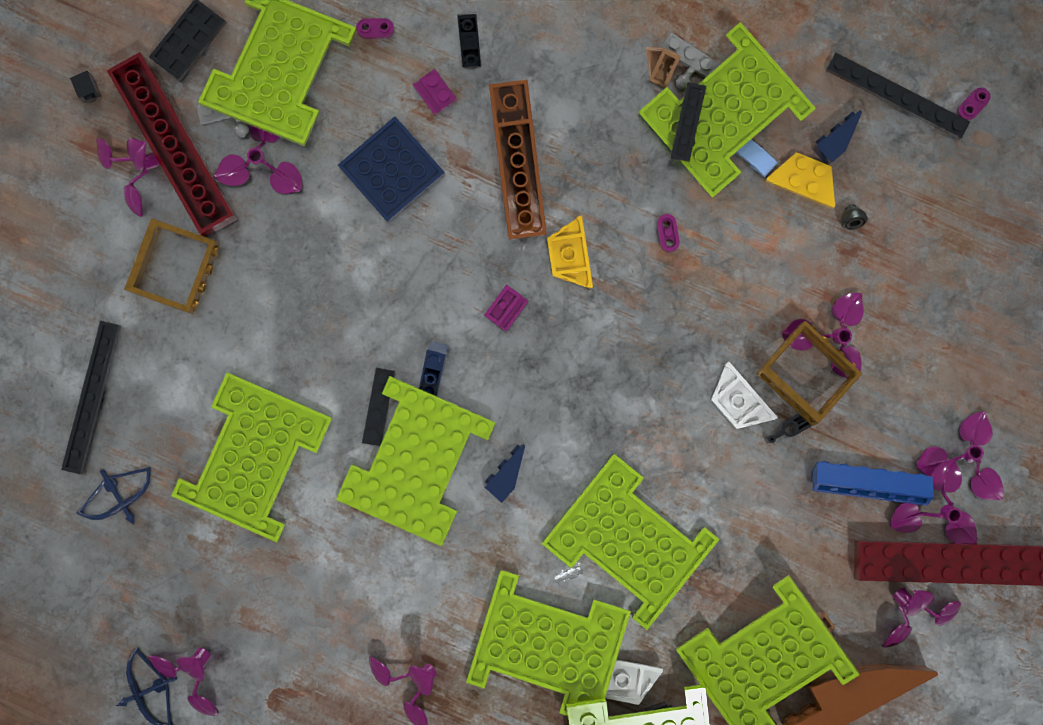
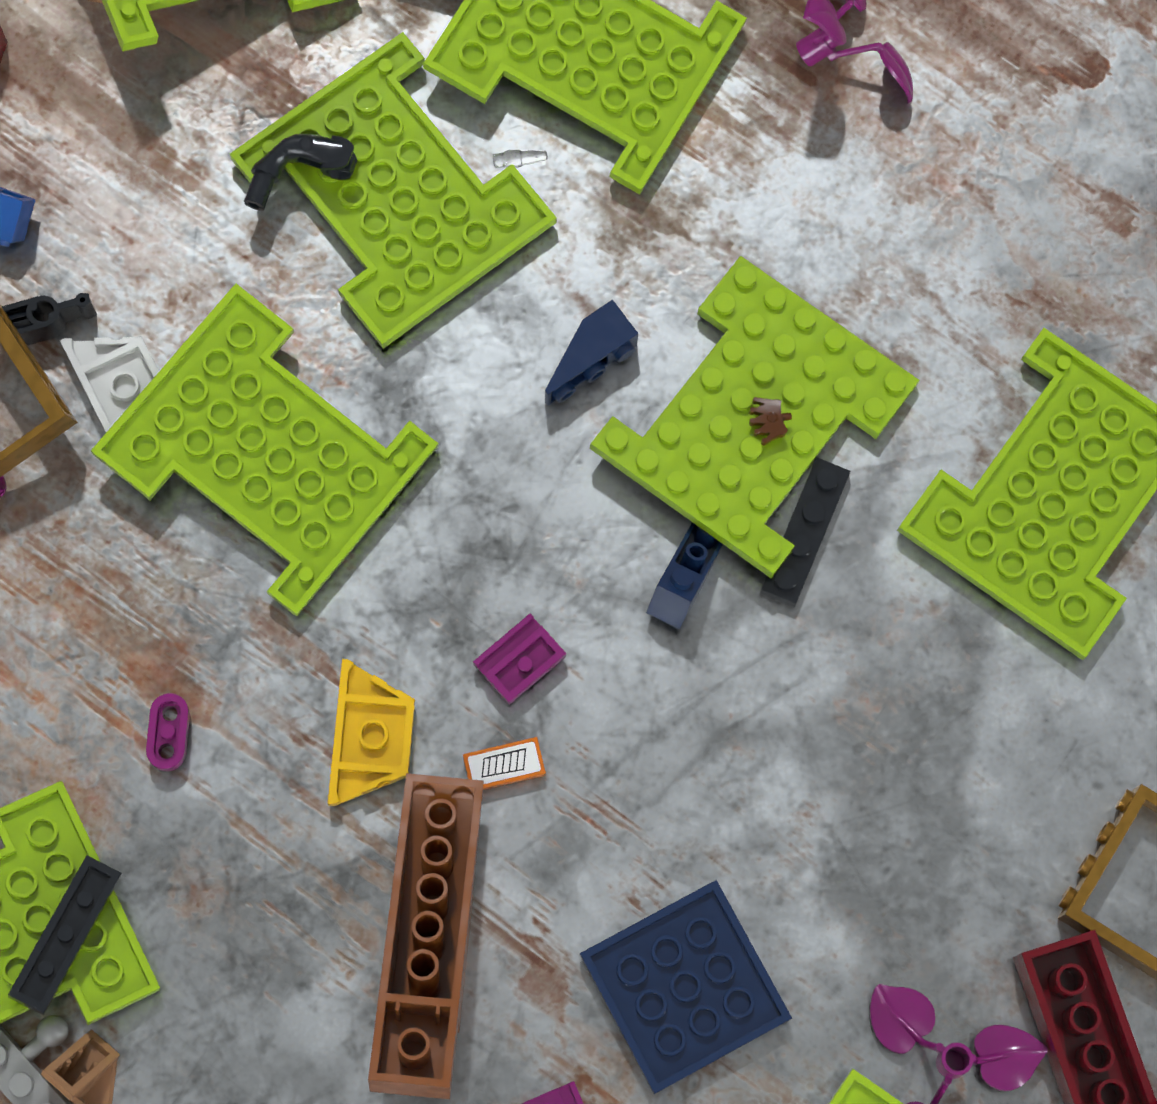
camera: 170 degrees left, 10 degrees down
(406, 456) = (769, 418): none -> reddish brown piece
(501, 255) = (505, 763): none -> tile
(660, 385) = (262, 446): none -> lime piece
(665, 548) = (331, 155): none -> black piece

